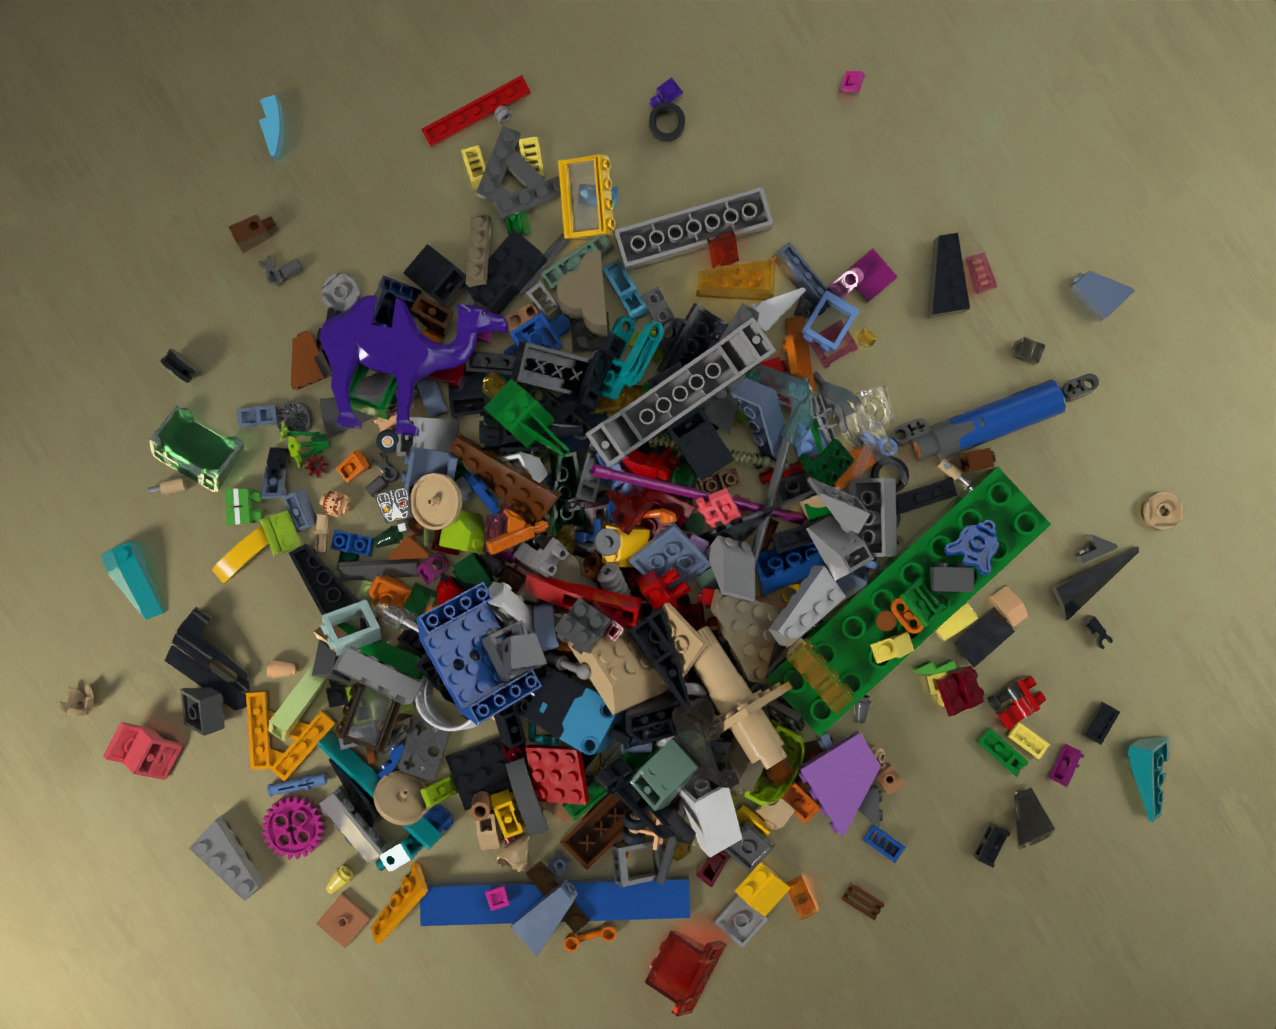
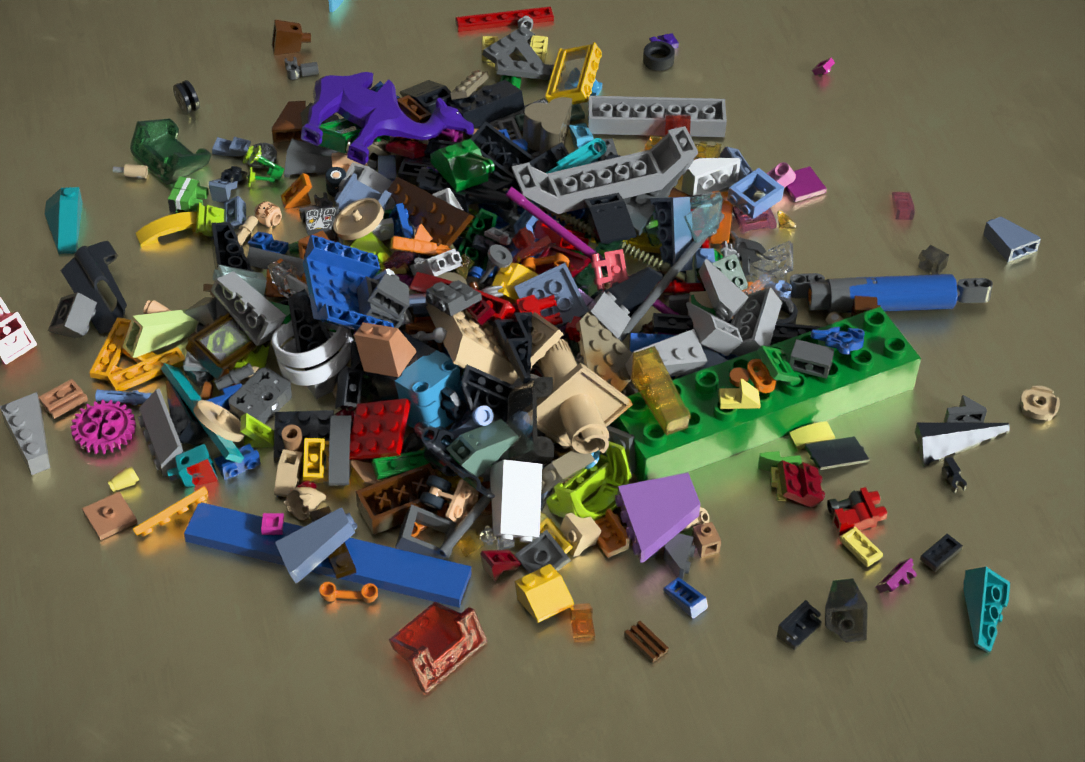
camera: 15 degrees right, 40 degrees down
(239, 805) = (63, 398): none -> nougat plate
(312, 468) = (265, 186): dark red gear -> none
(539, 714) = (383, 349): none -> nougat slope
(654, 745) = (482, 415): none -> light blue tile
(740, 921) = (511, 620): light grey plate -> none
(779, 772) = (596, 485): reddish brown slope -> none
(862, 709) = (698, 474): dark grey cone -> none
(948, 279) = (870, 199): black wedge -> none
(1002, 751) = (831, 550): green plate -> none
(1010, 605) = (871, 438): light nougat slope -> none

